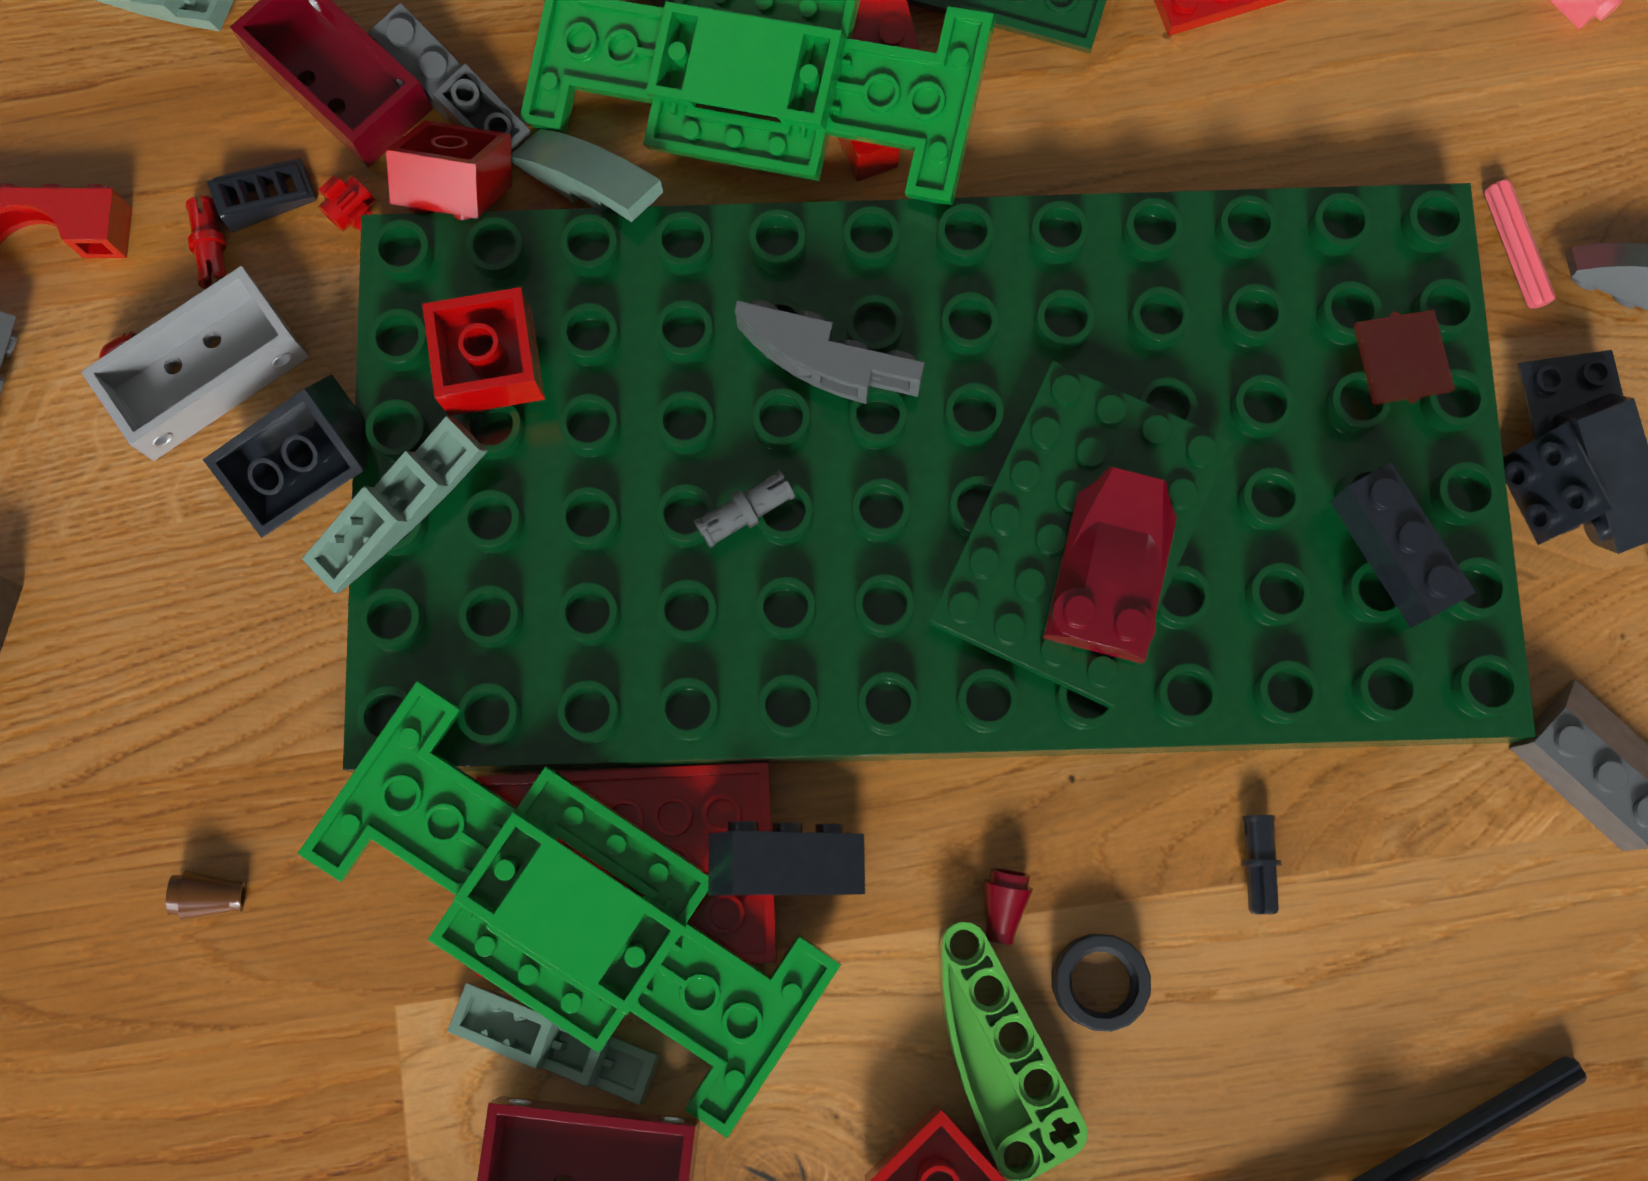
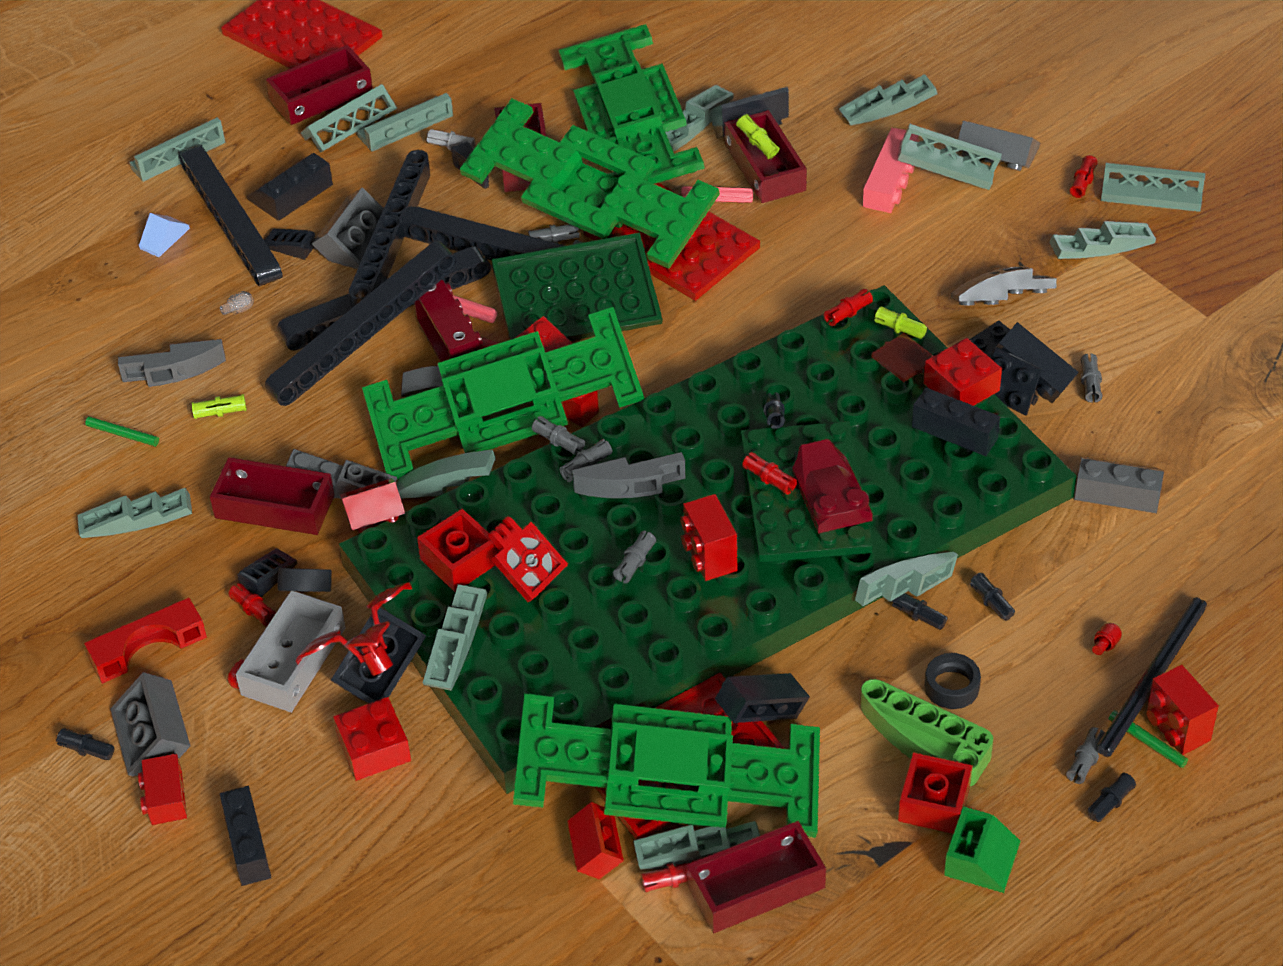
camera: 30 degrees left, 30 degrees down
(203, 895) = (462, 879): reddish brown cone -> none
(215, 465) = (372, 640): none -> red plant
(220, 580) = (372, 738): none -> red brick
(283, 249) = (304, 580): none -> black tyre
(345, 202) = (320, 550): red gear -> none
(402, 962) = (595, 841): none -> red brick
(488, 1069) = (665, 877): none -> red pin
(570, 428) = (525, 557): none -> red piece
(772, 209) = (558, 435): none -> dark grey pin
(785, 280) = (586, 458): none -> dark grey pin
(863, 556) = (709, 537): none -> red brick
(1005, 903) = (880, 667): dark red cone -> none
(1036, 482) = (769, 473): none -> red pin
(1125, 355) = (774, 410): none -> black axle
(1135, 822) = (920, 610): none -> black axle
(1156, 767) = (910, 575): none -> sand green slope
(1376, 210) = (848, 307): none -> red pin
(1386, 1046) = (1106, 638): none -> red cylinder
(1440, 289) = (900, 323): none -> lime axle
(1472, 458) = (963, 373): none -> red brick
(1519, 244) = (926, 304): coral axle -> none

